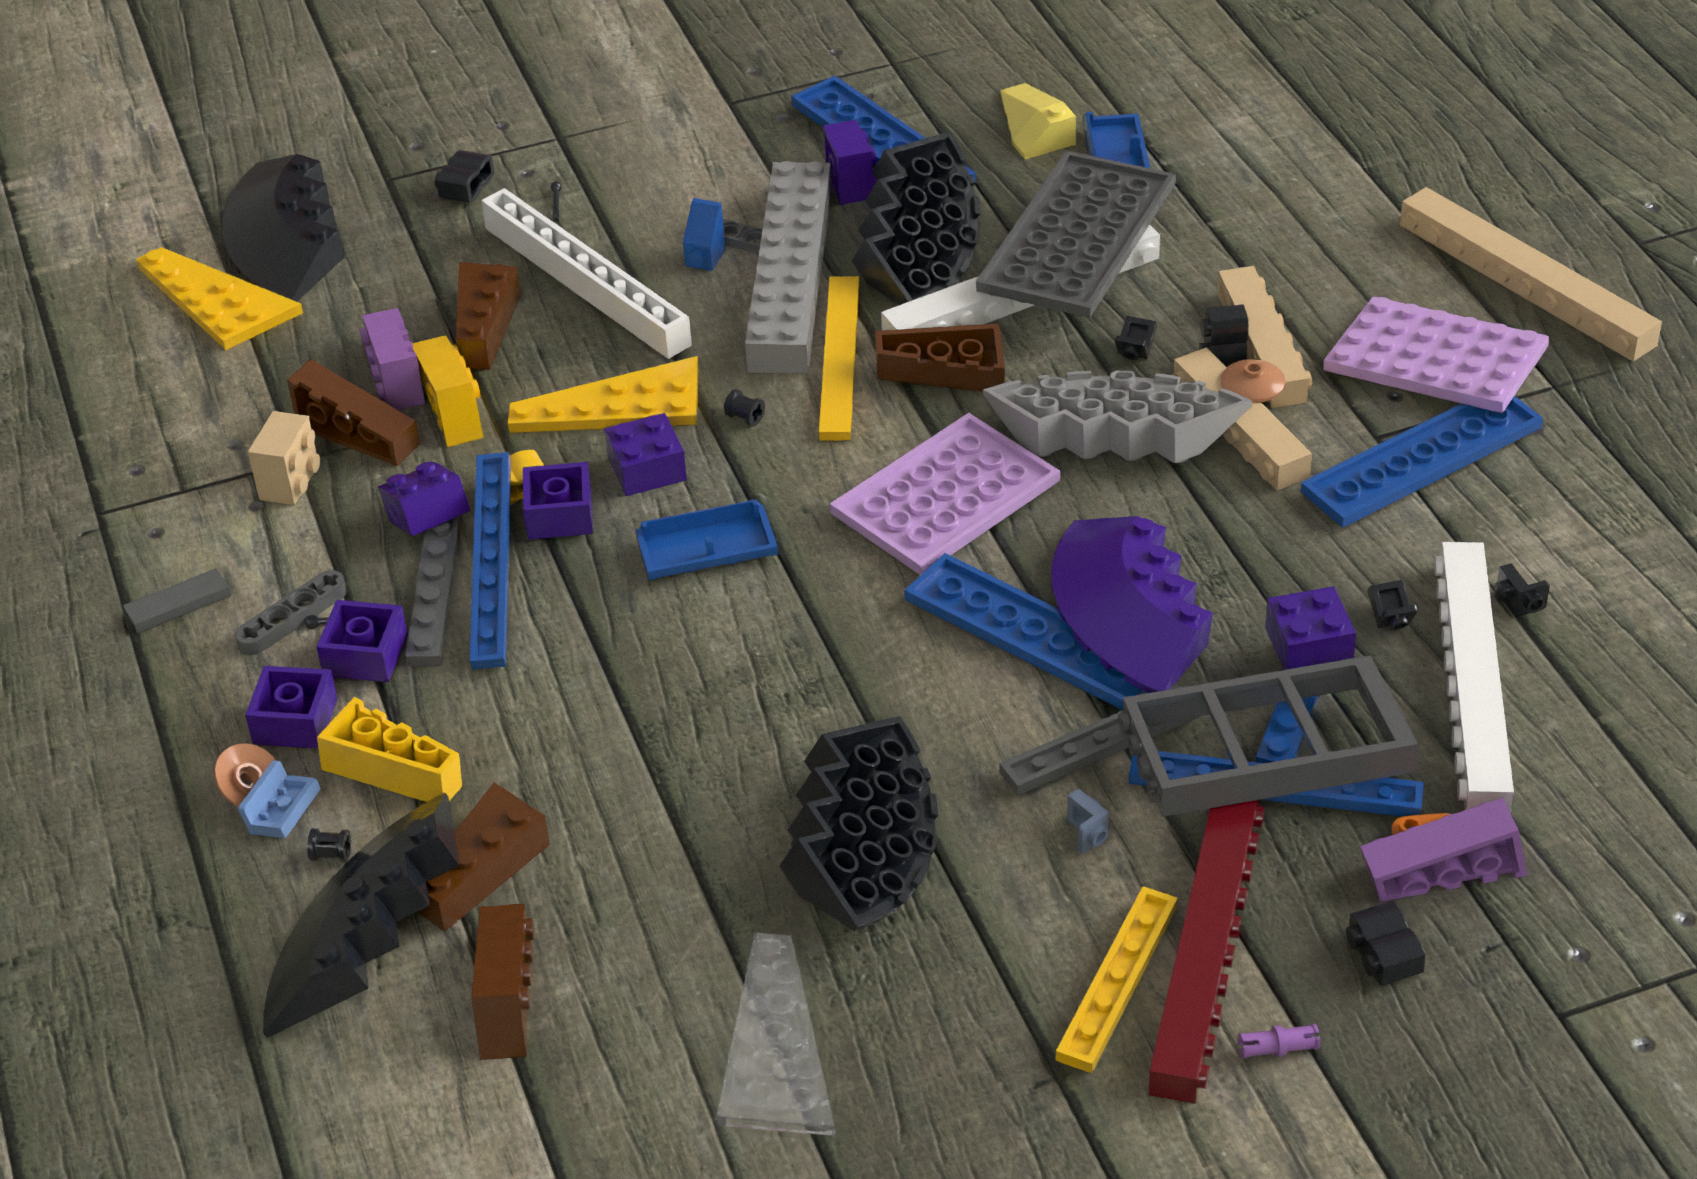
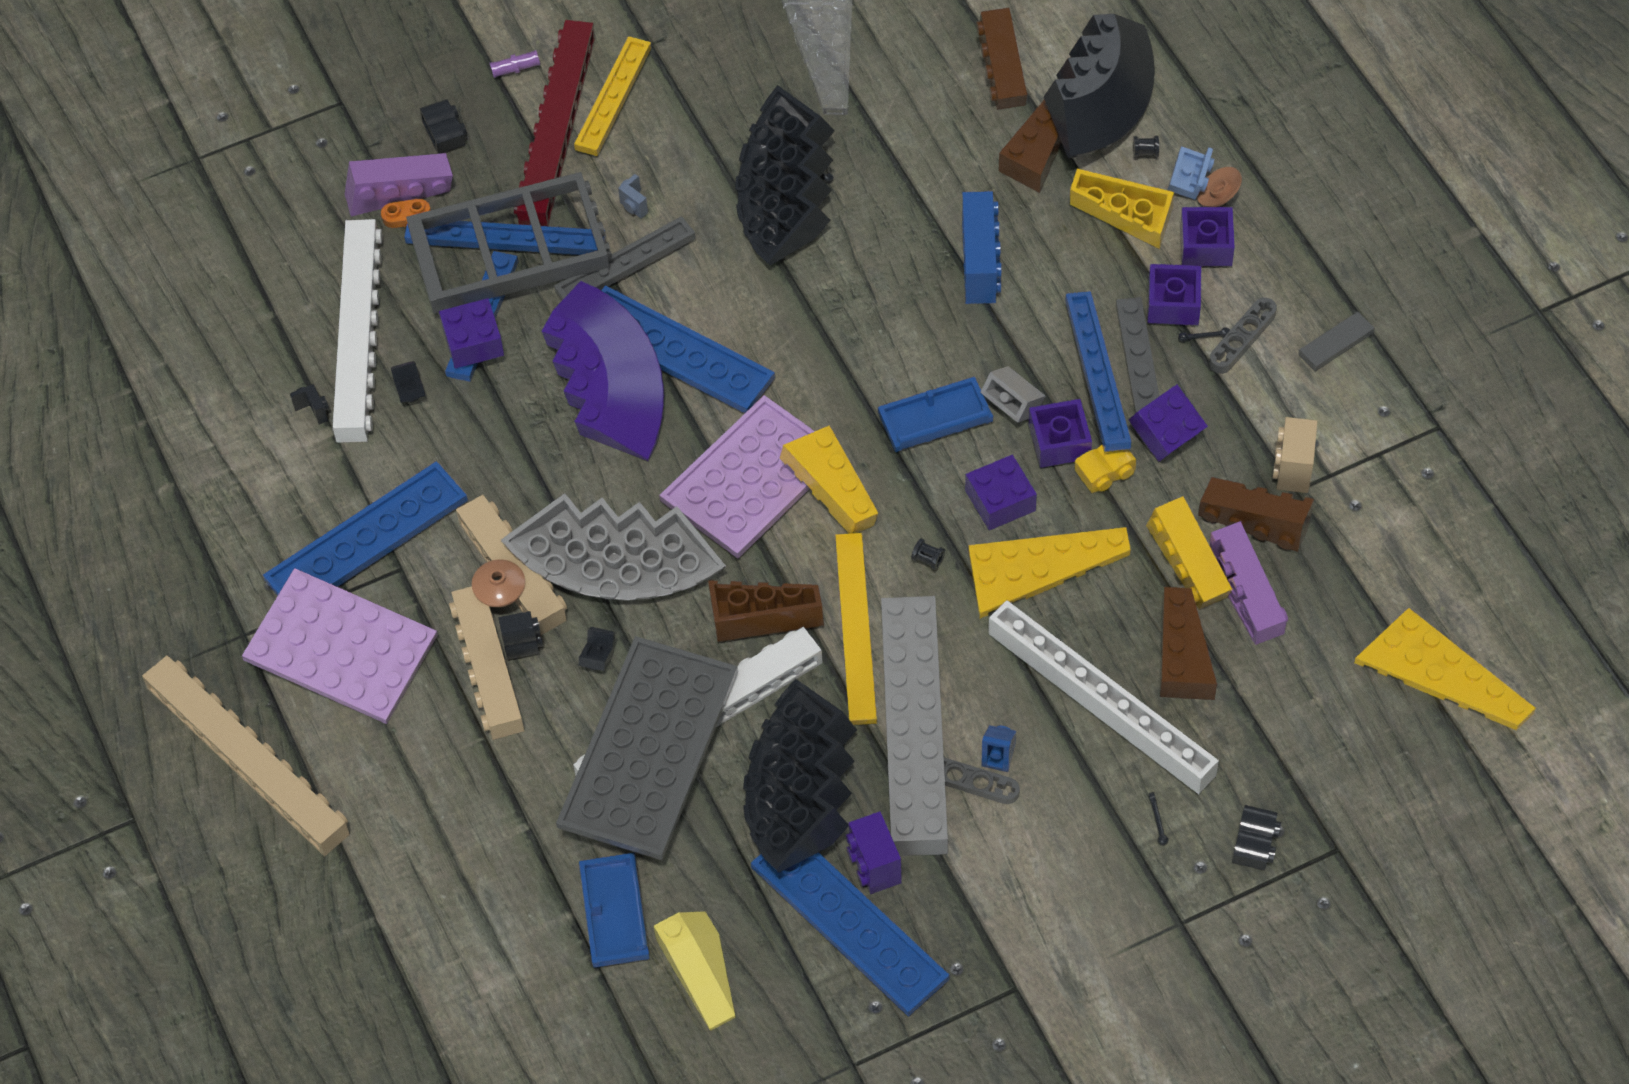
camera: 175 degrees right, 15 degrees up
(282, 226) = (1421, 765): black brick -> none
(602, 703) = (981, 247): none -> blue brick
(603, 545) = (1011, 393): none -> light grey brick
(850, 460) = (831, 477): none -> yellow wedge

